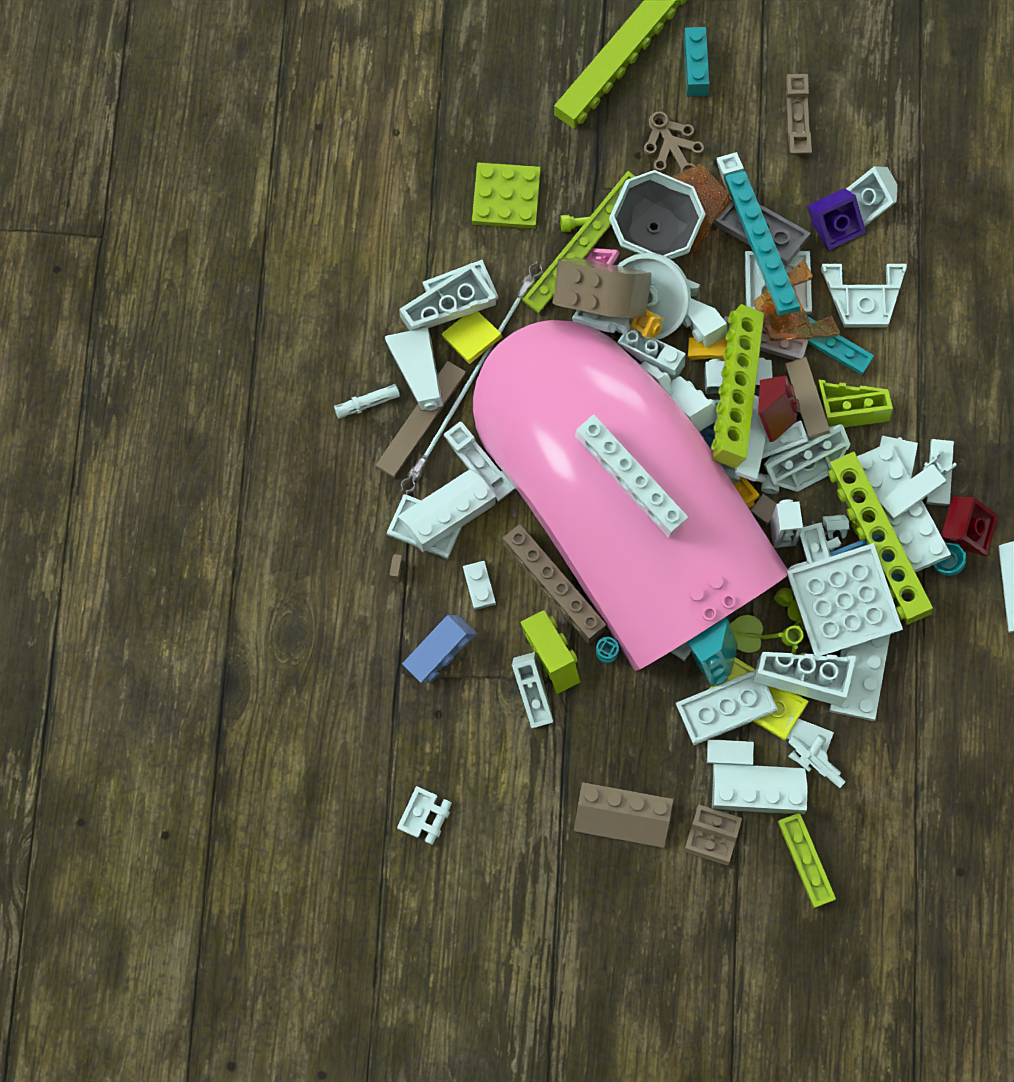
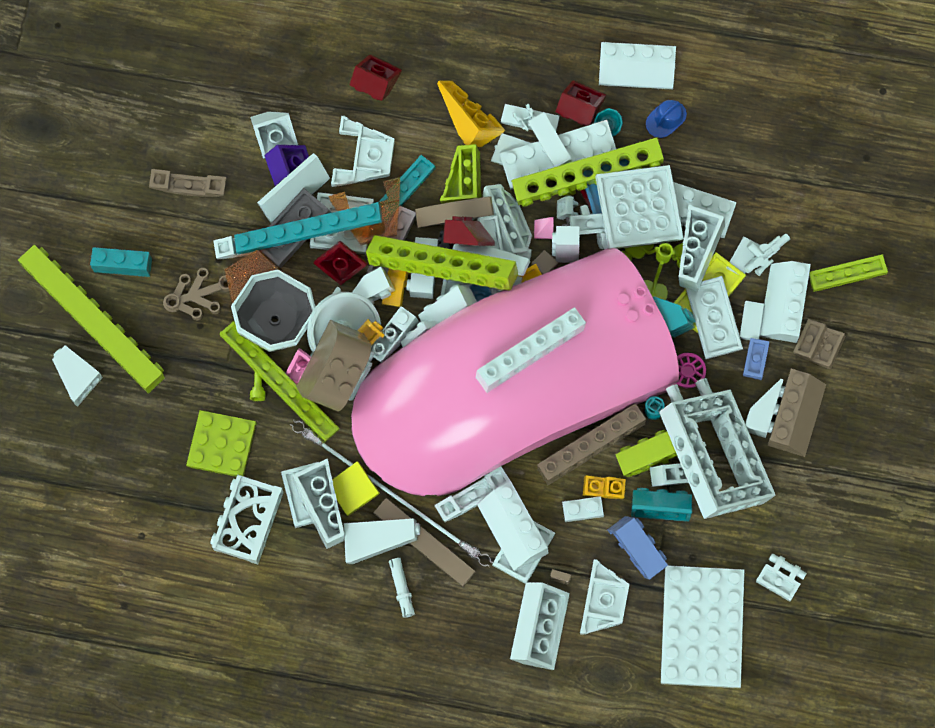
camera: 80 degrees left, 0 degrees up
(338, 552) = (539, 625): none -> light aqua slope
(358, 732) = (702, 627): none -> light aqua plate
(376, 619) = (604, 600): none -> light aqua wing
(425, 252) = (255, 544): none -> light aqua fence
(492, 668) = (661, 505): none -> teal slope
(507, 605) = (605, 487): none -> yellow slope
(562, 37) = (76, 374): none -> light aqua slope
(575, 746) = (681, 424): none -> light aqua brick
(616, 773) = (761, 412): none -> light aqua slope
(659, 685) = (688, 370): none -> dark pink wheel
(683, 761) = (756, 358): none -> medium blue plate
(727, 283) = (340, 263): none -> dark red slope
(808, 503) = (543, 228): none -> bright pink slope
(826, 234) = (307, 175): none -> light aqua tile
(925, 406) = (469, 120): none -> yellow wedge
(960, 293) = (375, 77): none -> dark red slope
(969, 628) = (665, 118): none -> blue piece

